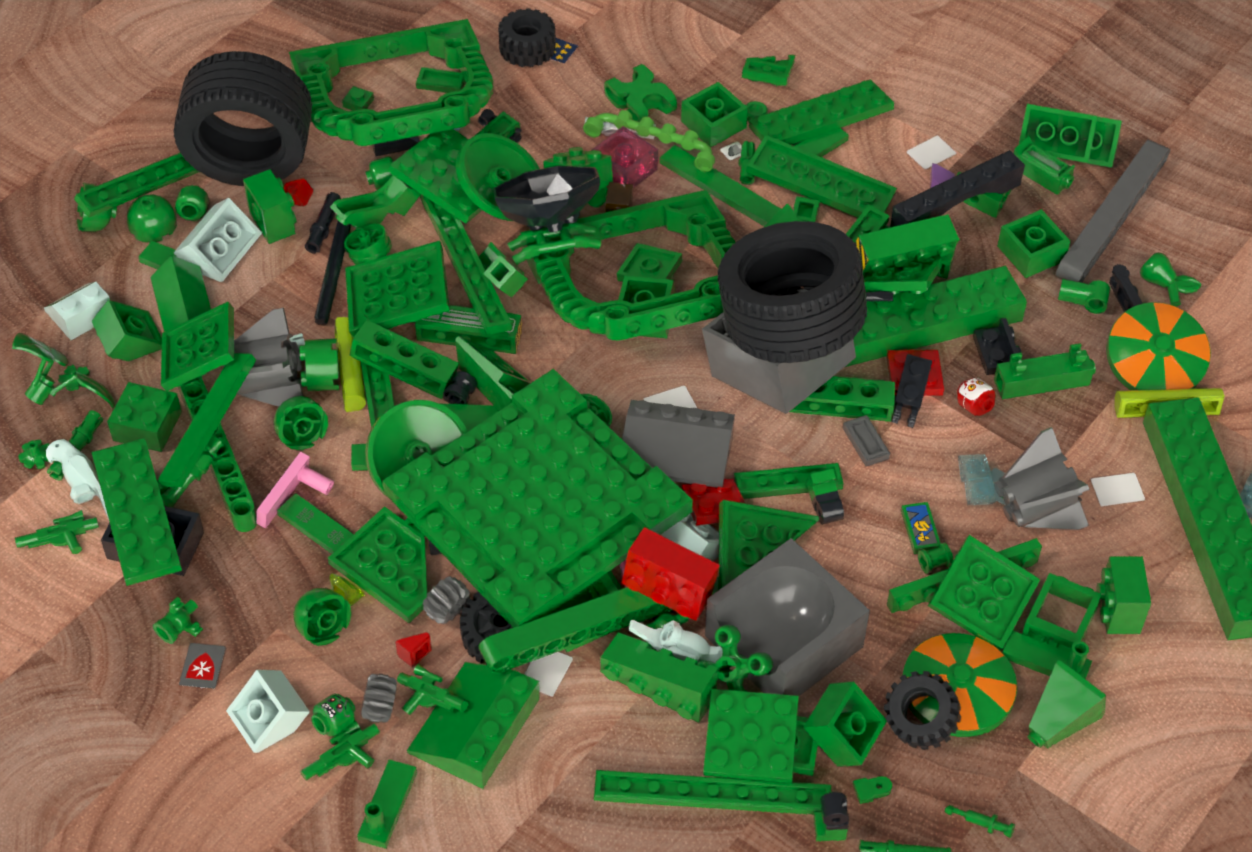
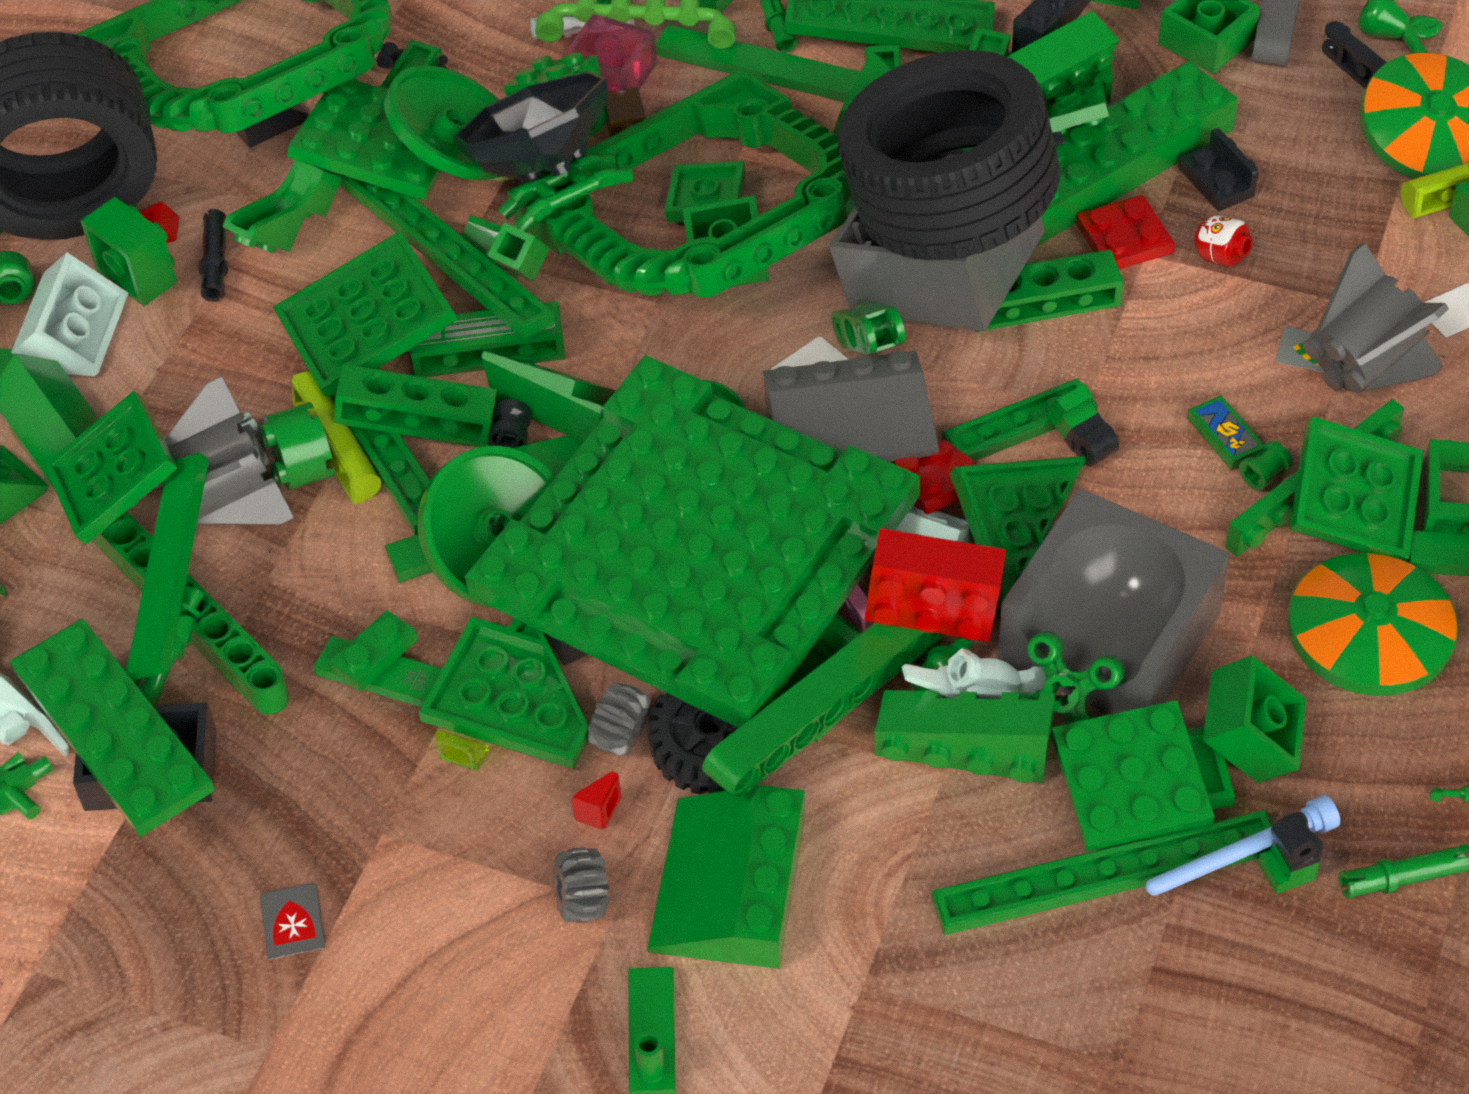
camera: 15 degrees left, 0 degrees up
(144, 414) = (59, 588): green brick -> none
(177, 620) = (230, 867): green piece -> none
(267, 709) = (419, 953): light aqua slope -> none
(296, 473) = (323, 606): bright pink piece -> none
(300, 422) = (299, 534): green cylinder -> none
(316, 510) = (373, 650): none -> green plate
(321, 615) = (445, 794): green cylinder -> none
(331, 274) = (255, 319): black axle -> none
(333, 715) = (521, 930): green head -> none
(345, 752) = (558, 980): green piece -> none
(357, 99) = (193, 74): green plate -> none
(368, 243) = (293, 264): green wheel -> none
(379, 172) = (270, 164): green head -> none
(428, 694) = (647, 858): green piece -> none
(439, 80) = (300, 23): green tile -> none
(549, 671) = (805, 772): white sticker -> none
(711, 390) = (868, 327): none -> green piece
(732, 151) = (748, 13): sticker -> none
(859, 799) = (1321, 817): none -> light blue piece
(866, 440) = (1100, 339): dark grey tile -> none
(867, 789) = (1331, 785): green piece -> none
(911, 387) = (1134, 252): black hinge -> none
(912, 688) = (1355, 635): black tyre -> none
(977, 479) = (1274, 345): clear light blue slope -> none
(1044, 373) = (1297, 186): green brick -> none
(1092, 295) = (1312, 71): green piece -> none

